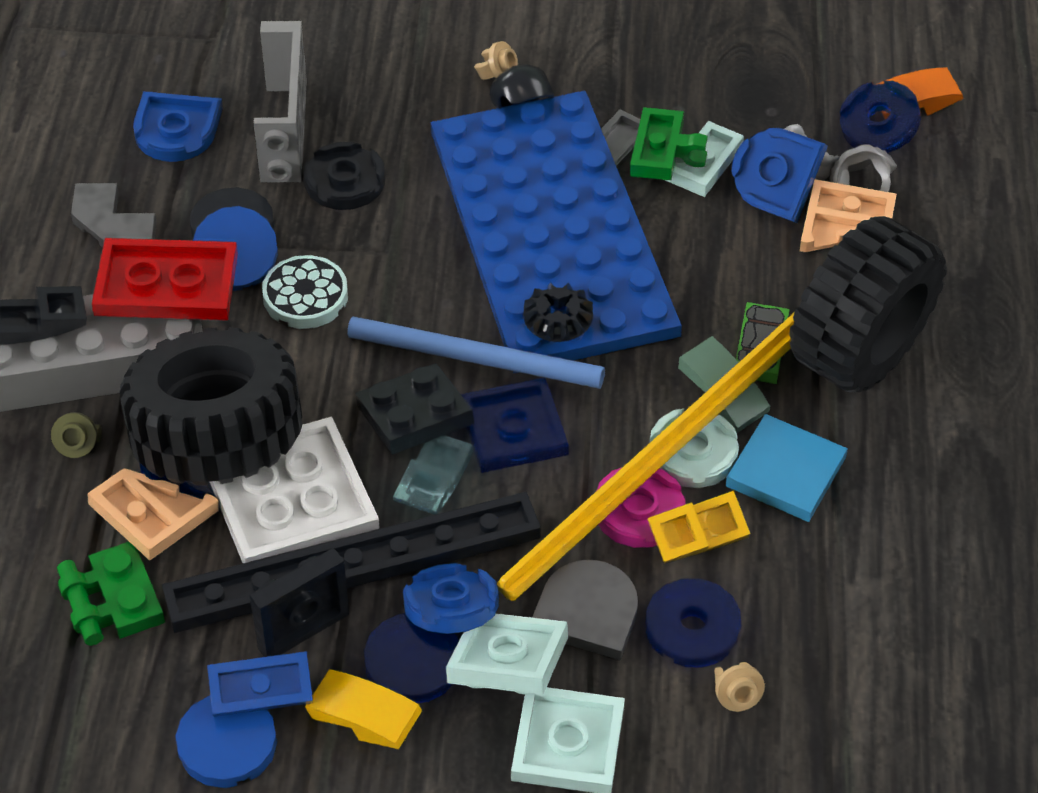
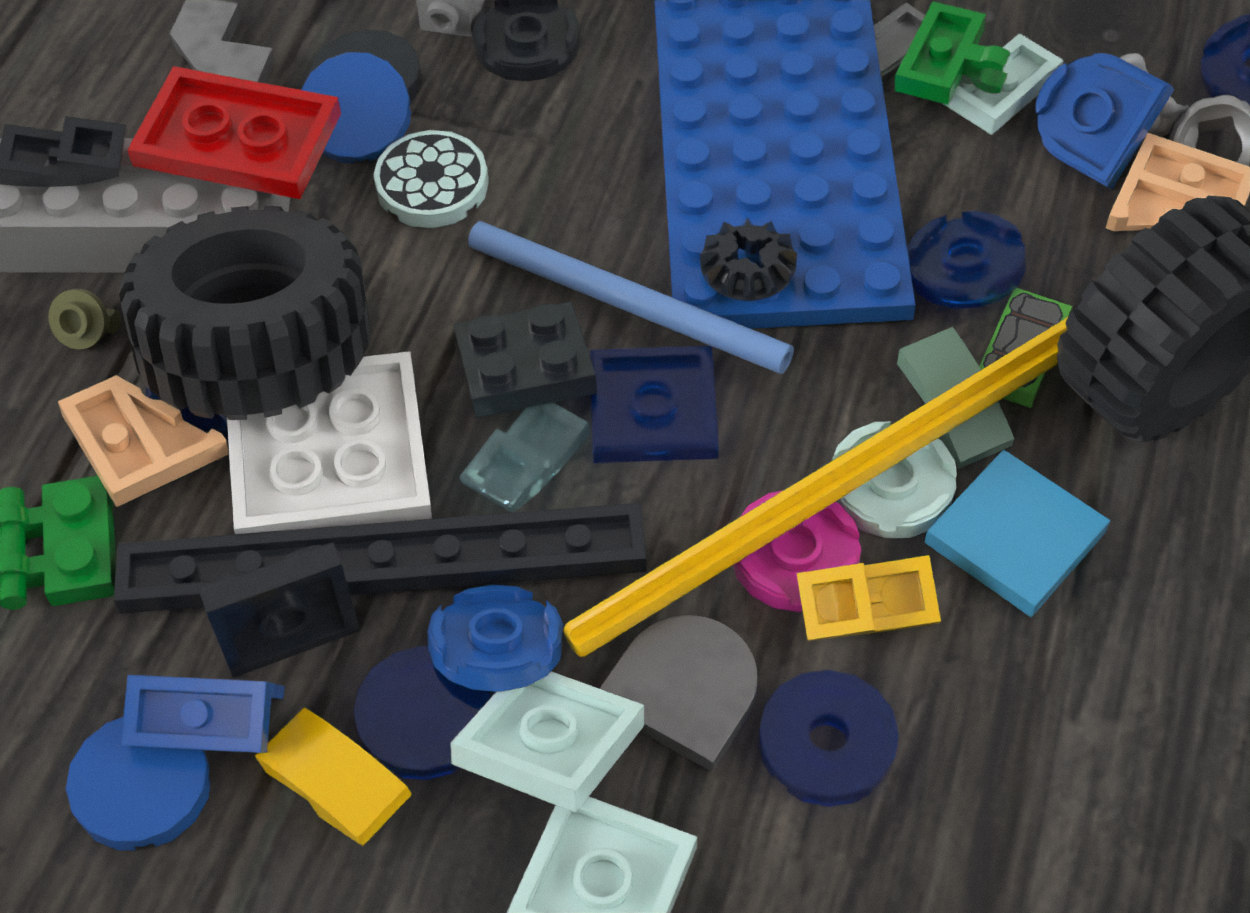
camera: 15 degrees right, 5 degrees up
(709, 288) = (966, 260): none -> clear blue tile
(739, 687) = (868, 851): tan plate -> none

